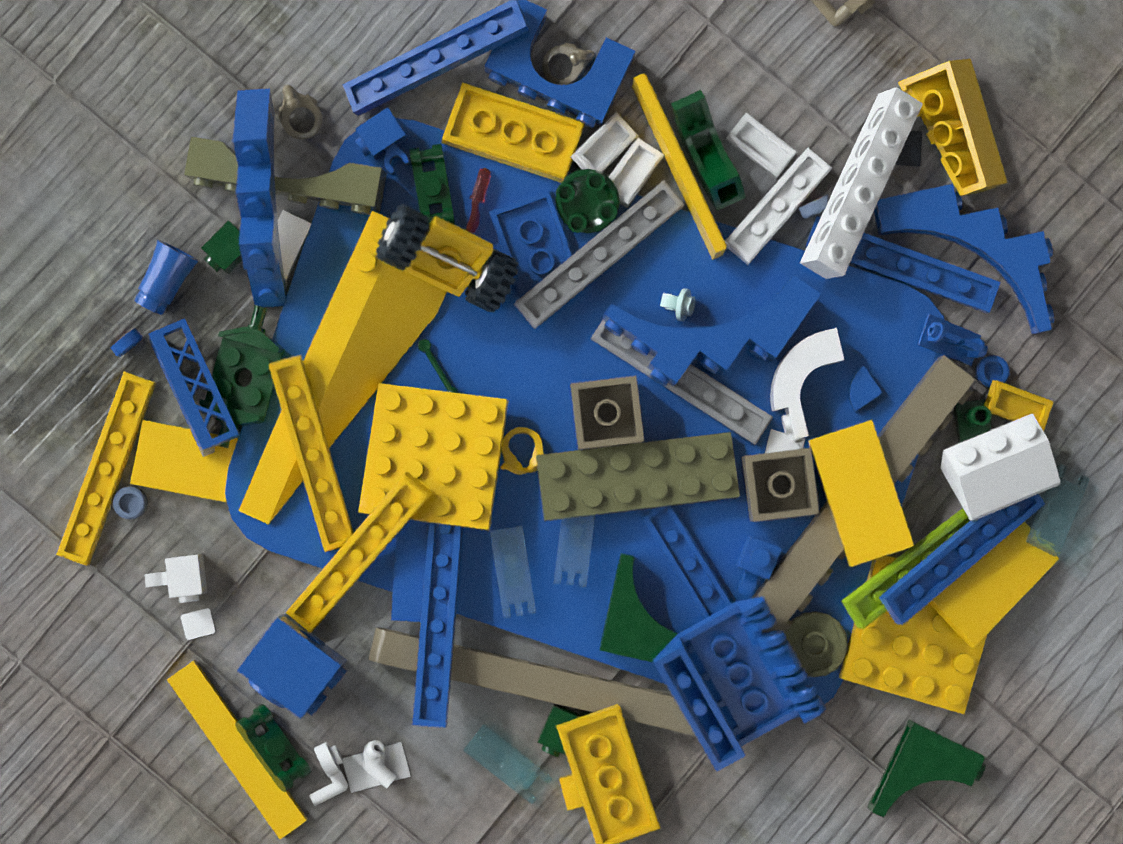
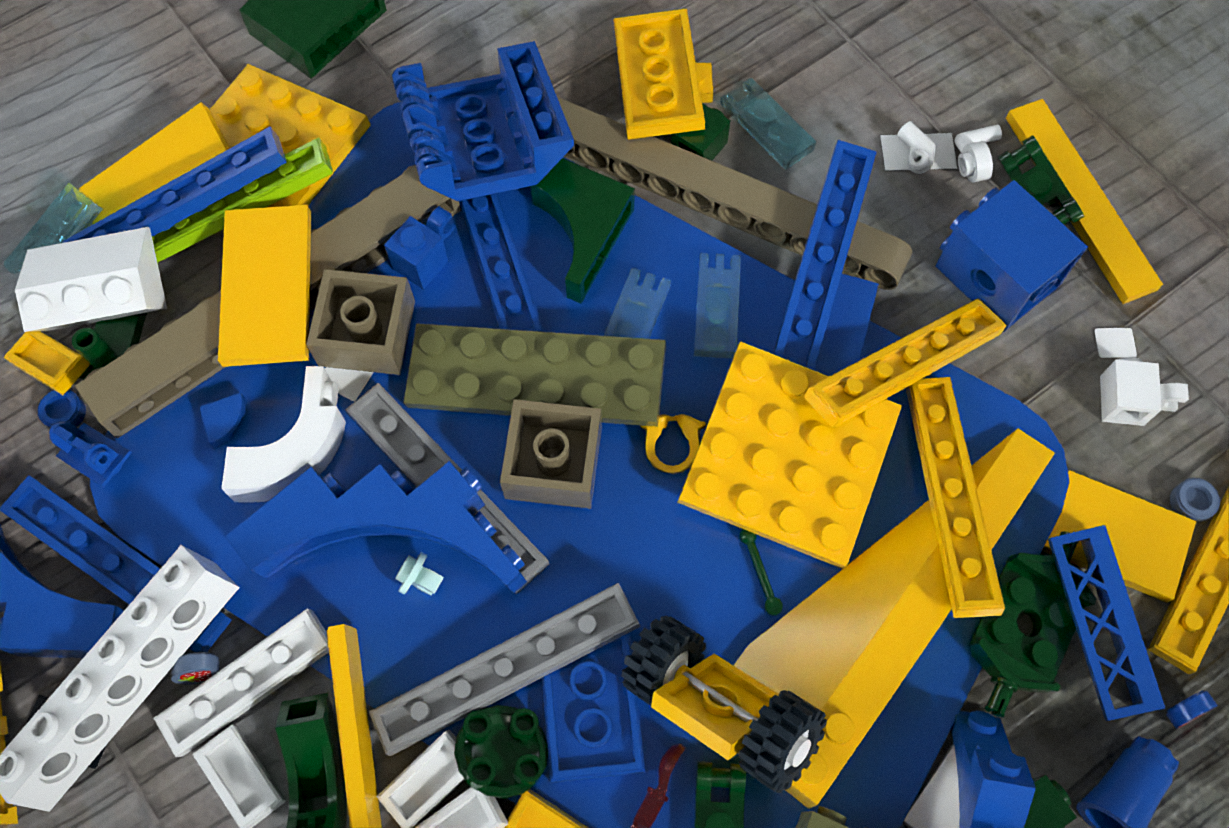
camera: 165 degrees left, 20 degrees down
(817, 642) = (379, 156): olive tile -> none

